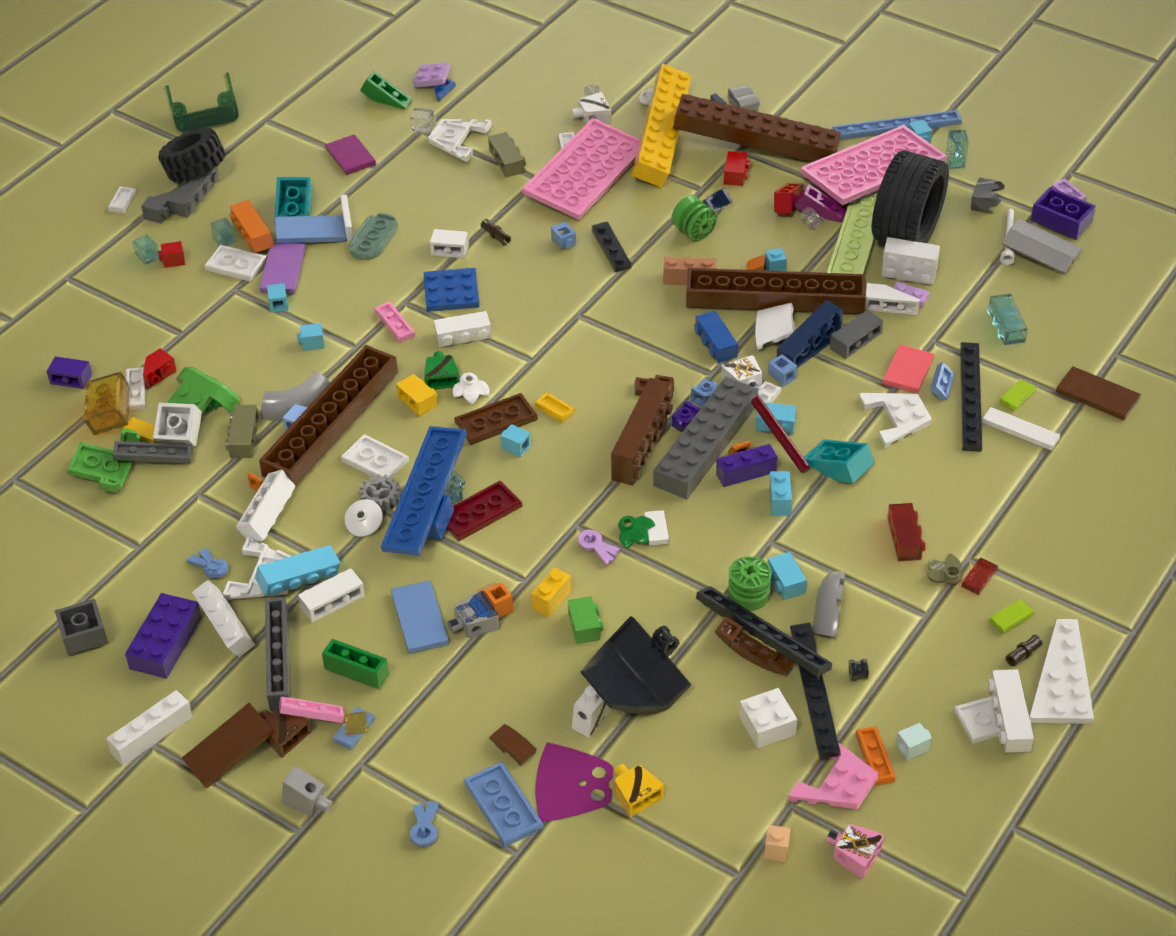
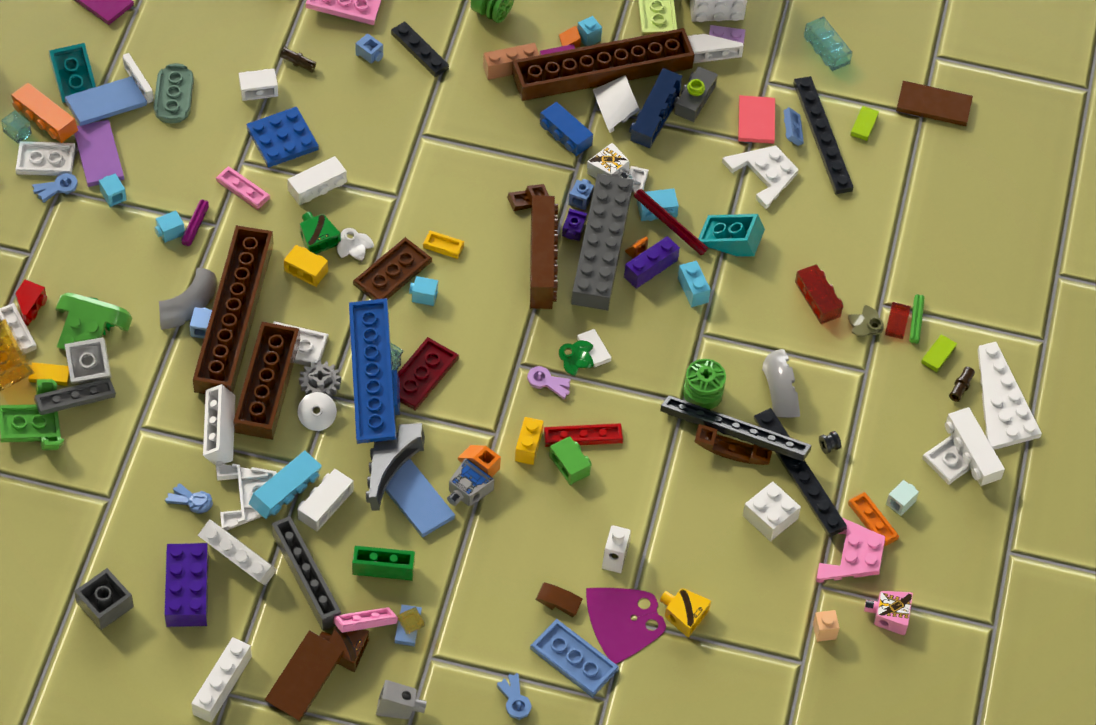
camera: 25 degrees left, 10 degrees up
(239, 285) = (64, 183): none -> medium blue piece
(242, 431) = (152, 349): olive brick -> none
(254, 481) = (195, 402): orange slope -> none
(327, 479) = (267, 380): none -> reddish brown brick
(336, 340) = (195, 222): none -> magenta axle
(408, 572) = (389, 457): none -> dark grey arch
(614, 602) = (585, 434): none -> red tile
(635, 670) = (639, 497): black panel -> none
(782, 370) = (643, 150): medium blue brick -> none
(787, 576) = (736, 367): medium azure brick -> none
(855, 325) = (696, 87): none -> lime plate
(1000, 579) = (916, 321): none -> bright green axle
(1021, 428) = (880, 158): white tile -> none

